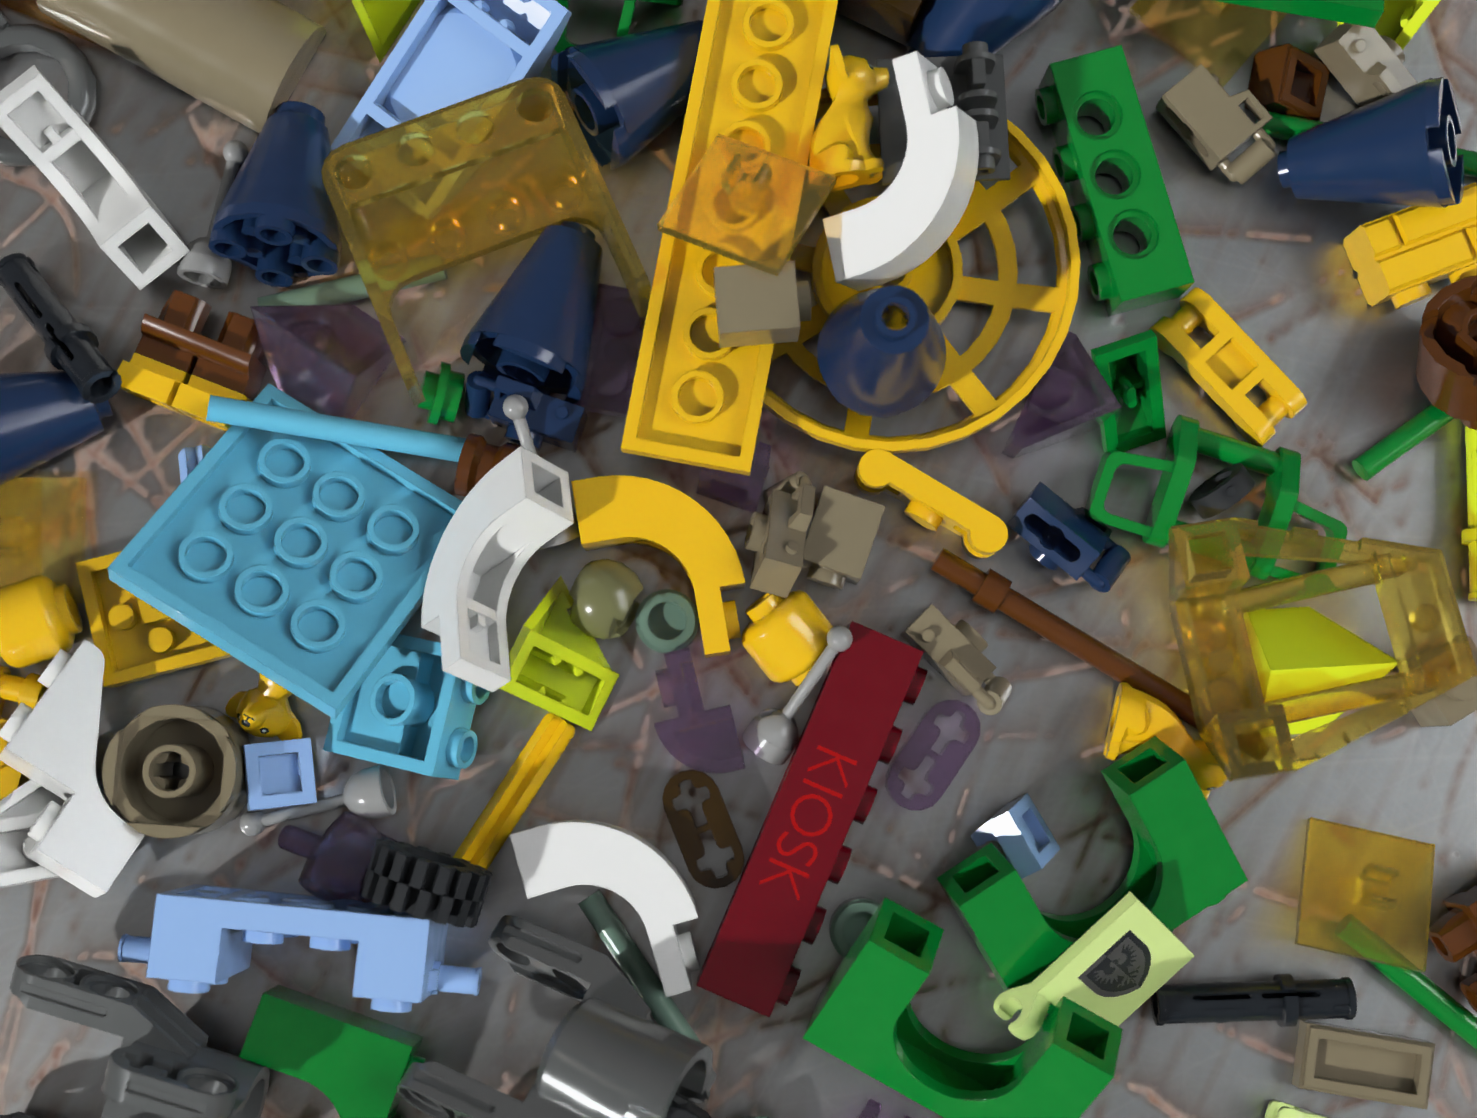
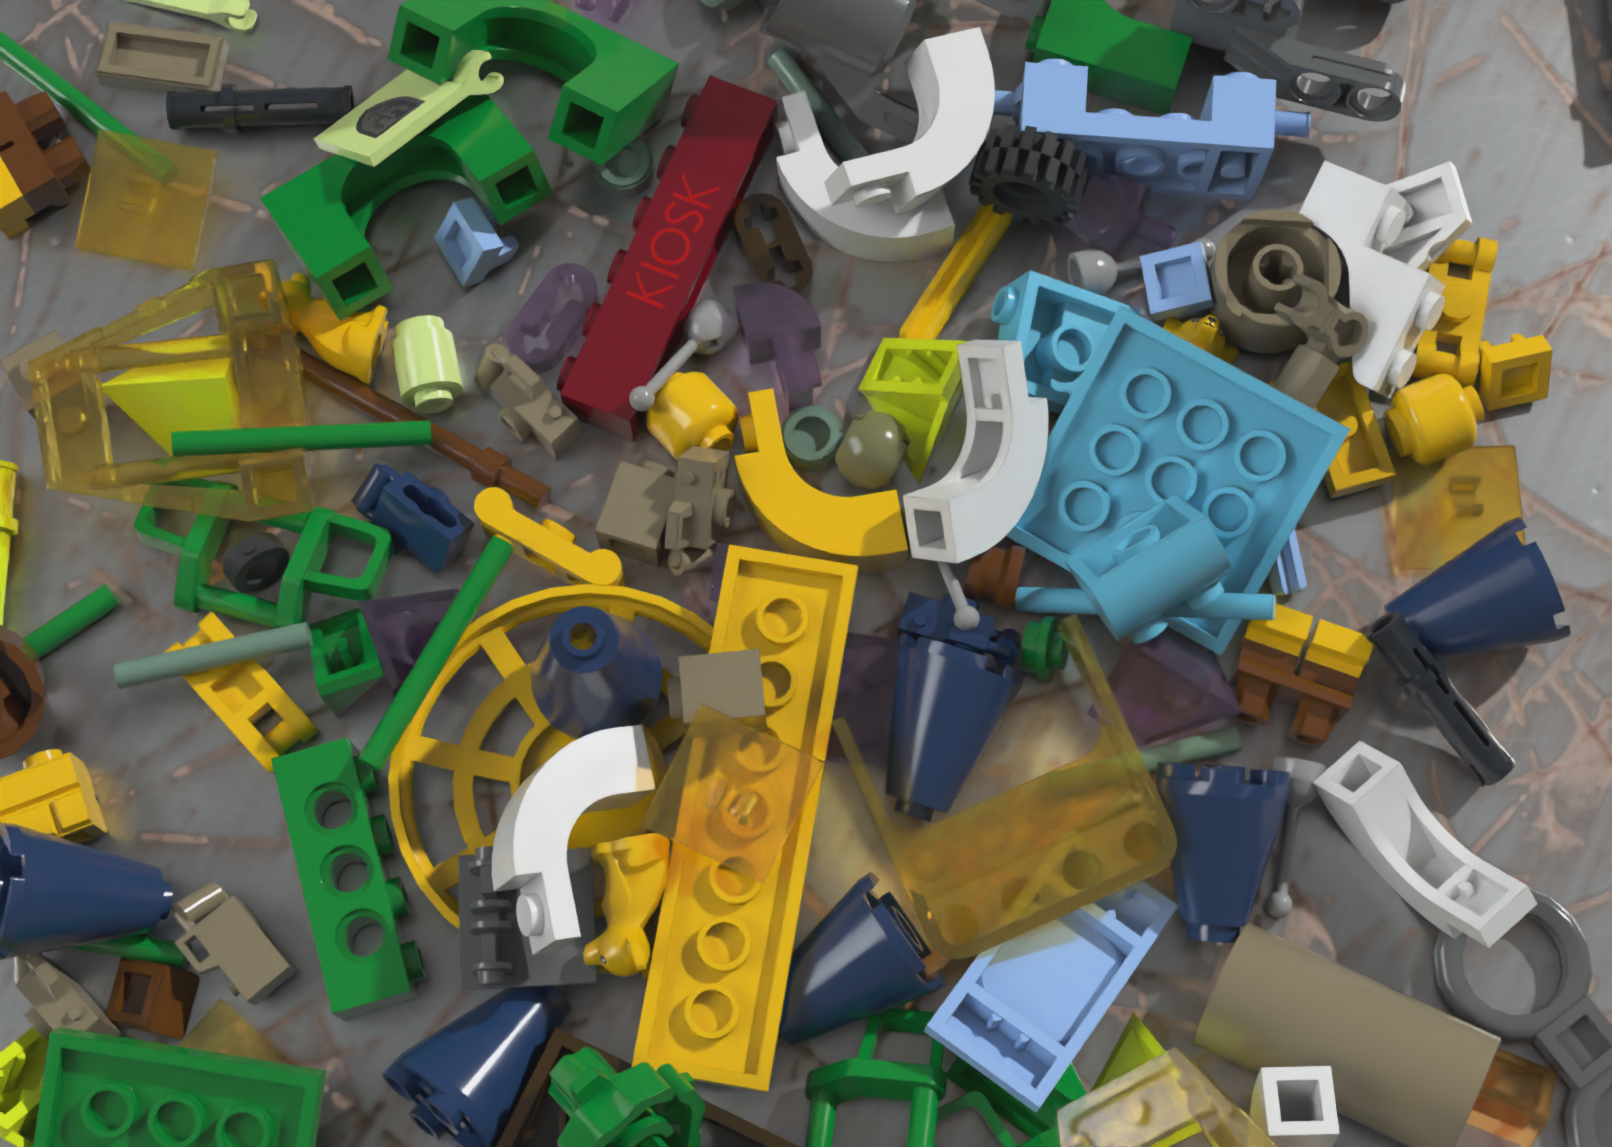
camera: 175 degrees left, 10 degrees down
(130, 695) = (1331, 334): none -> dark tan bar
(330, 442) = (1151, 568): none -> medium azure brick
(505, 936) = (955, 109): none -> white arch
(1038, 378) = (436, 653): none -> green bar
(1062, 700) = (426, 364): none -> yellowish green brick
(1187, 609) = (307, 437): none -> green bar
(1257, 390) = (212, 655): none -> sand green bar

